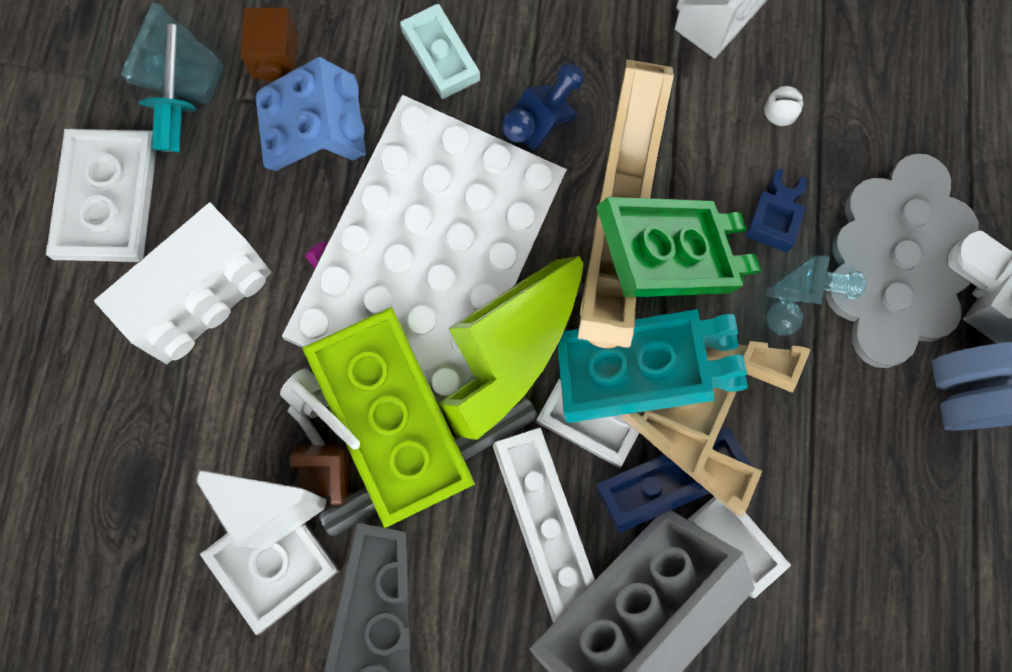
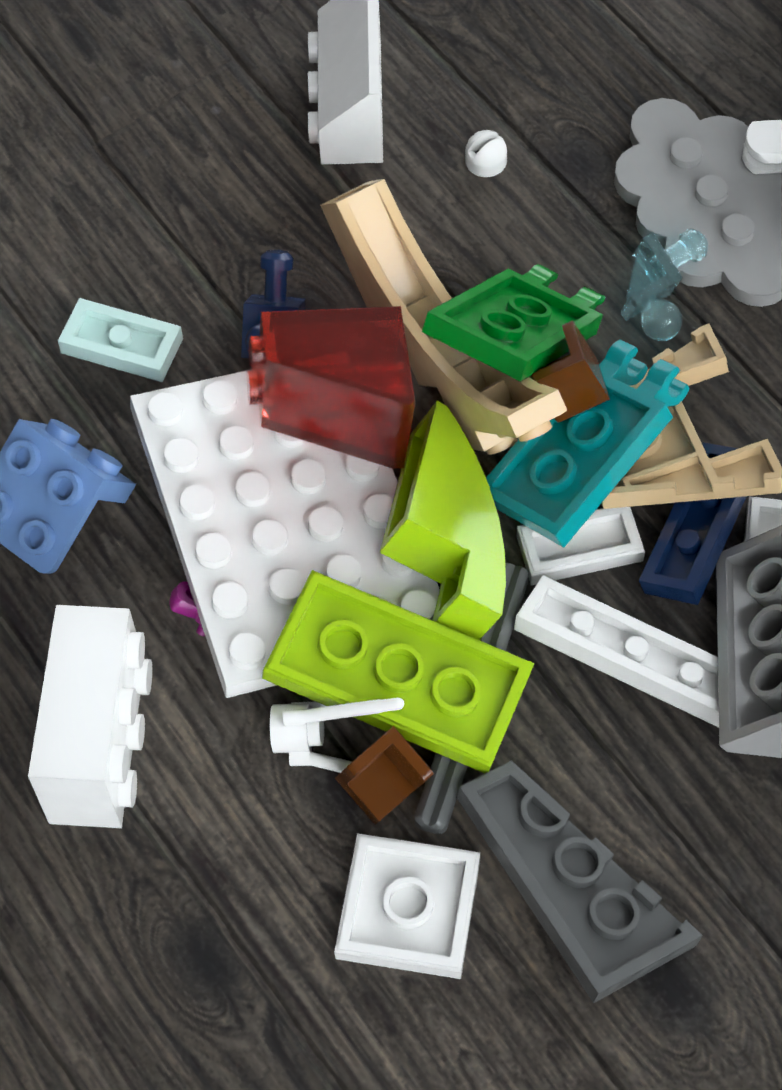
camera: 40 degrees left, 15 degrees down
(258, 511) = (360, 827): white slope -> none
(519, 188) = (335, 380): none -> clear red slope
(673, 318) = (575, 375): none -> reddish brown panel
(776, 215) = (568, 245): dark blue plate -> none

